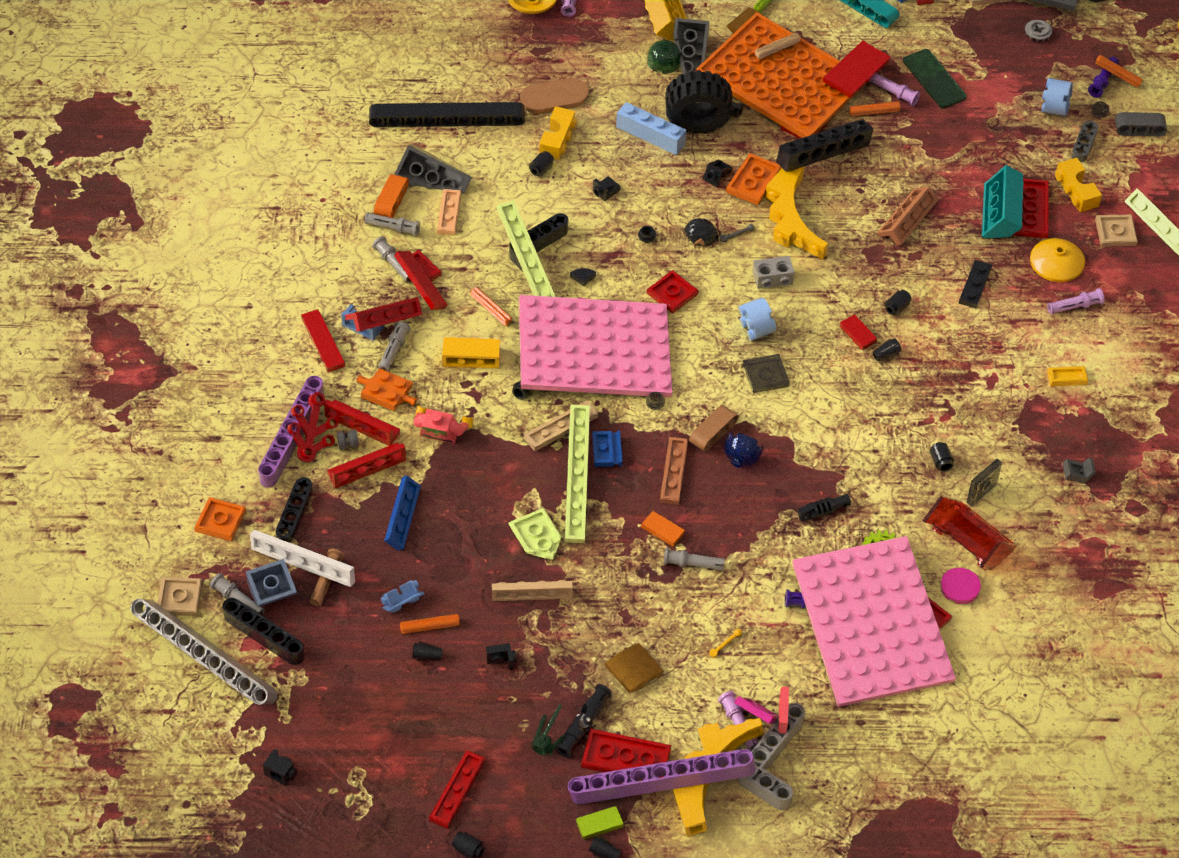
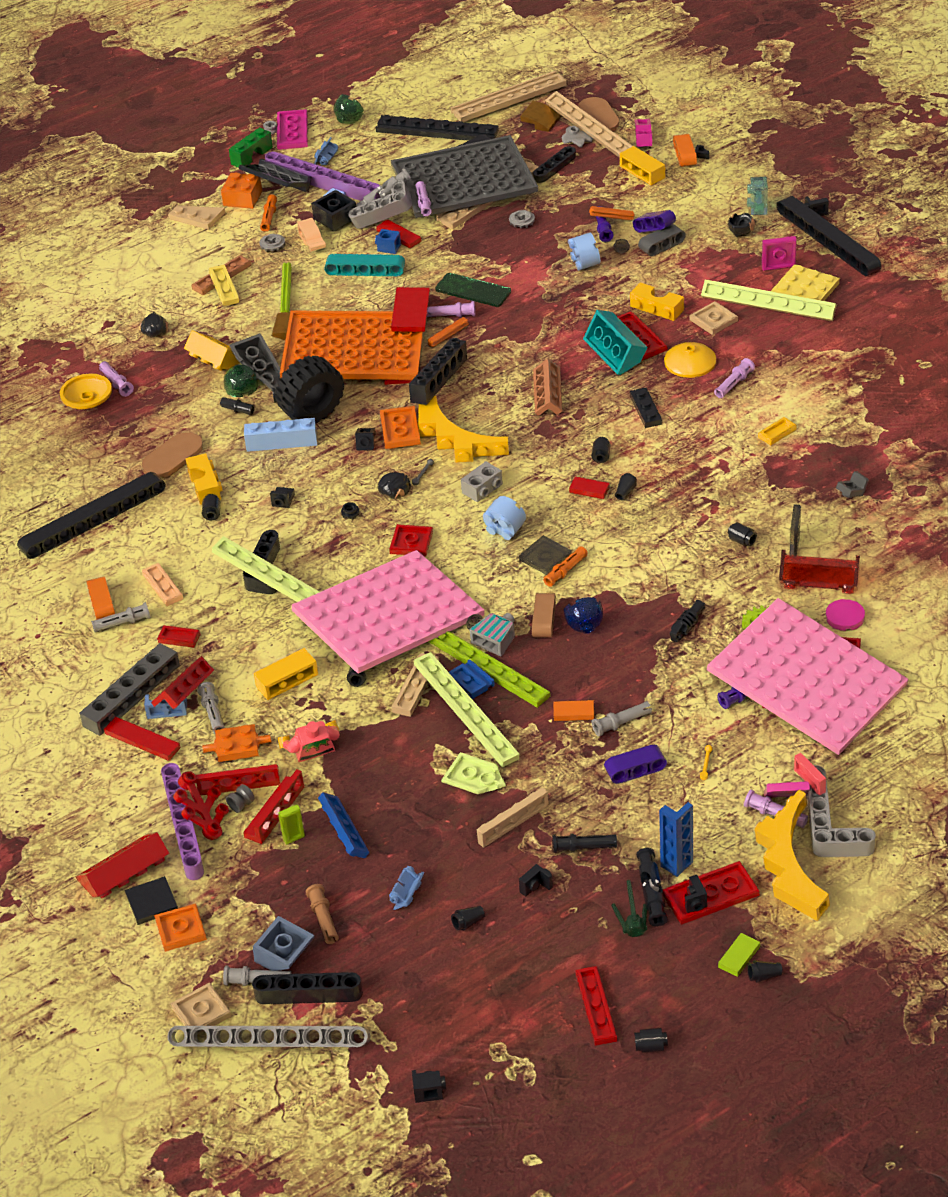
camera: 30 degrees left, 10 degrees down
(218, 482) = (150, 899): none -> black tile
(219, 440) = (123, 864): none -> red slope
(291, 509) = (239, 881): black beam -> none
(302, 558) = (291, 907): white plate -> none
(347, 291) = (130, 688): none -> dark grey brick
(361, 487) = (291, 824): none -> lime tile
(387, 253) = (141, 642): light grey pin -> none
(420, 280) = (189, 644): red tile -> none
(429, 623) = (448, 895): orange axle -> none
(430, 171) = (119, 562): dark grey wedge -> none
(491, 306) = (268, 632): axle -> none
(558, 643) = (574, 842): none -> black pin
(583, 275) = (324, 568): black tile -> none
(605, 755) = (697, 895): none -> black bracket
(620, 699) = (676, 838): none -> blue fence
(633, 450) = (496, 670): none -> lime tile
(634, 667) = (645, 823): pearl gold slope -> none
(642, 79) = (237, 406): none -> black axle
(660, 419) = (493, 633): none -> light grey torso
(666, 607) = (635, 764): none -> dark purple beam
(671, 780) = (754, 884): medium lavender beam -> none
(674, 470) = (540, 664): nougat tile -> none
(765, 395) = (560, 570): none -> orange pin
(777, 45) = (332, 323): tan axle -> none
(1086, 147) = (626, 265): dark grey beam -> none
(1147, 101) = (654, 221): none -> dark purple beam

